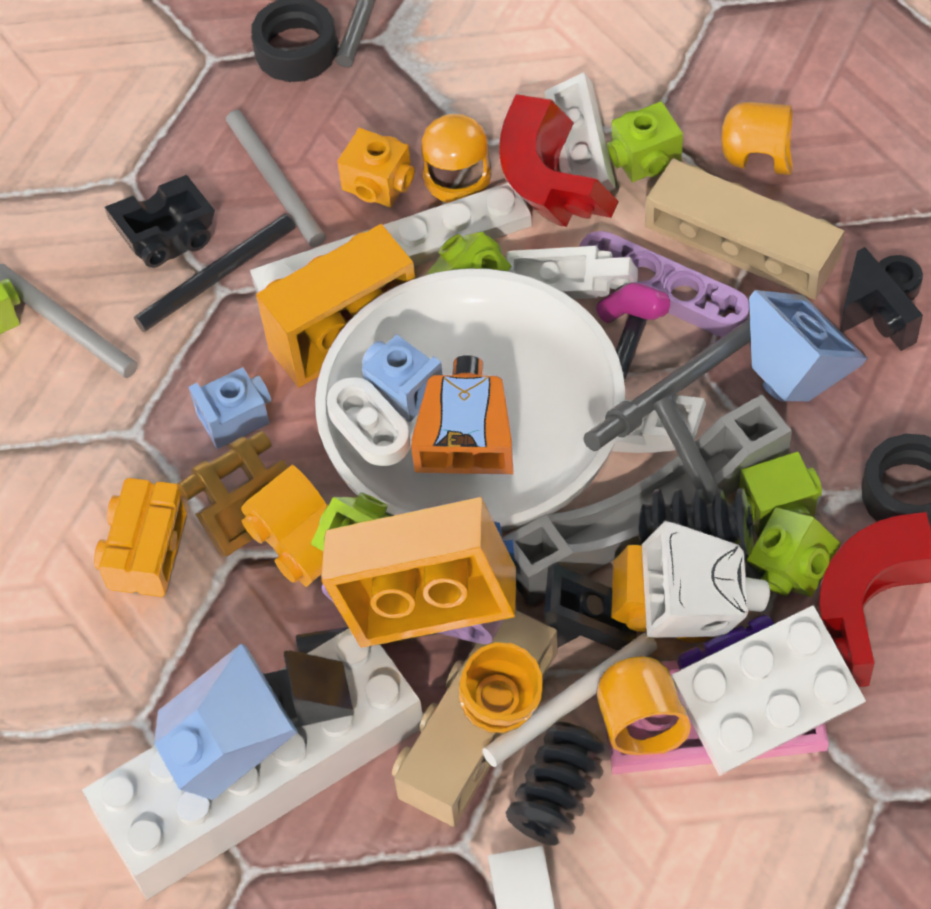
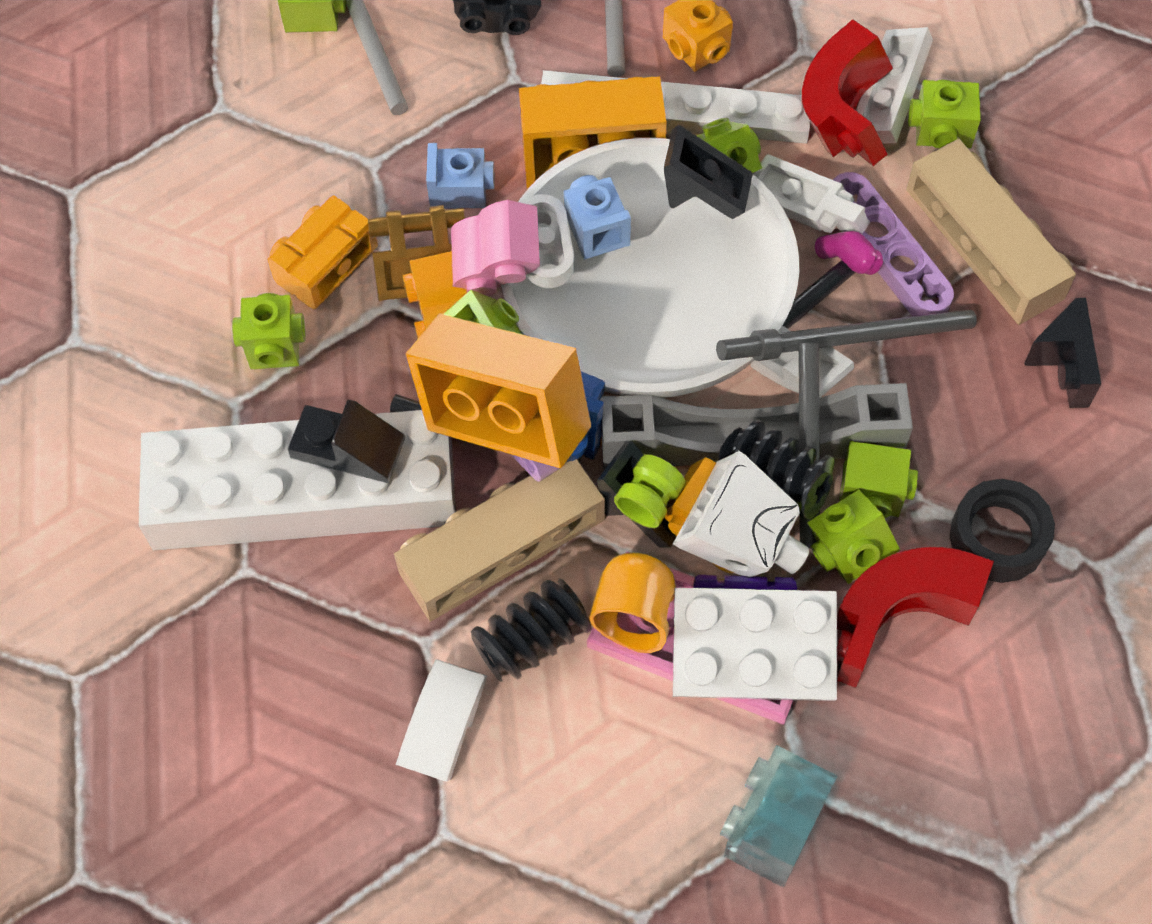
camera: 25 degrees right, 5 degrees up
(140, 635) = (269, 331): none -> lime brick
(214, 272) = (516, 59): black bar -> none
(221, 726) = (266, 437): light blue slope -> none
(330, 449) = (495, 247): none -> bright pink brick
(455, 144) = (773, 39): light orange helmet -> none
(463, 423) = (622, 280): orange torso -> none
(481, 291) = (704, 172): none -> black slope
(500, 687) = (513, 522): light orange helmet -> none
(562, 704) = (570, 565): white bar -> none
(598, 603) = (650, 491): none -> lime wheel
(758, 129) = (1056, 150): light orange helmet -> none
(797, 347) = (972, 357): light blue slope -> none
(878, 828) = (778, 815): none -> clear light blue brick
(905, 273) = (1111, 341): black tile -> none

